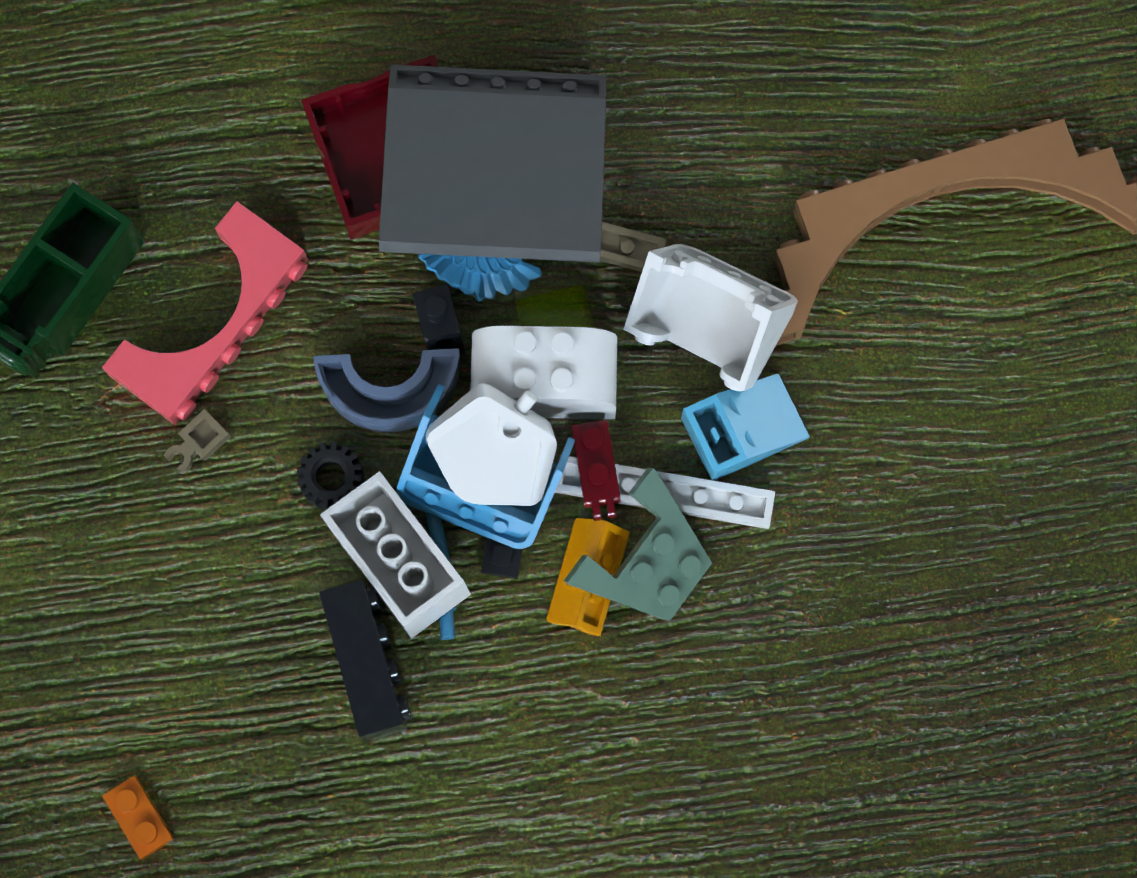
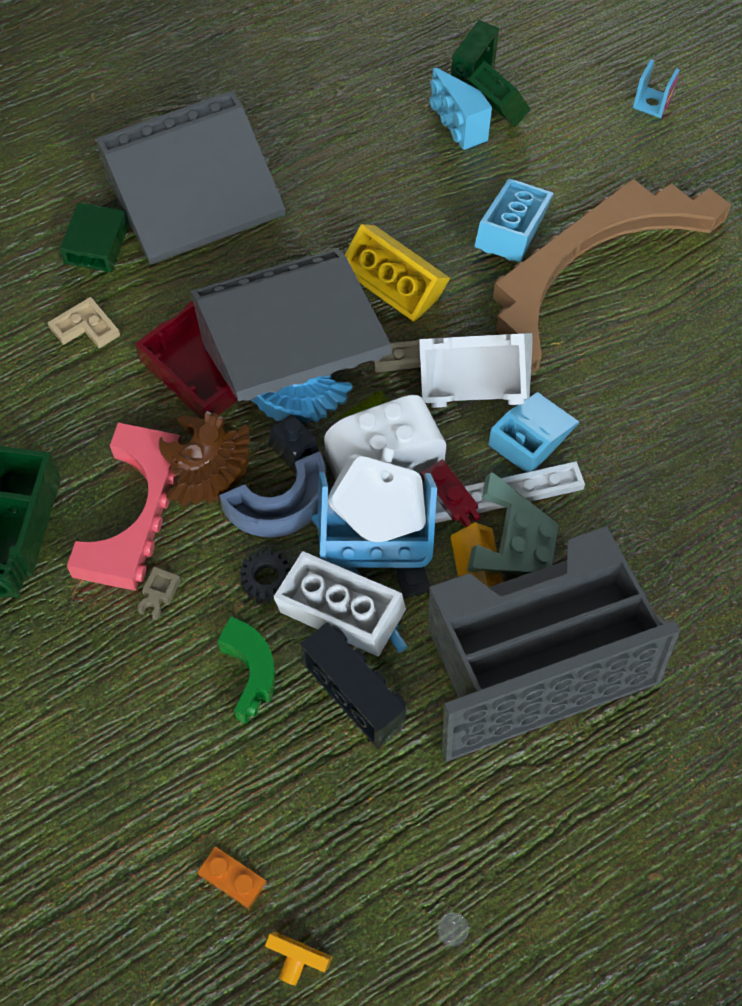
camera: 25 degrees left, 15 degrees down
(256, 28) = (85, 318): none -> tan plate
(274, 585) = (249, 646): none -> green arch
(322, 305) = (209, 462): none -> reddish brown piece
(604, 711) = (544, 644): none -> dark grey piece
(678, 122) = (394, 272): none -> yellow slope
(875, 108) = (513, 220): none -> medium azure slope

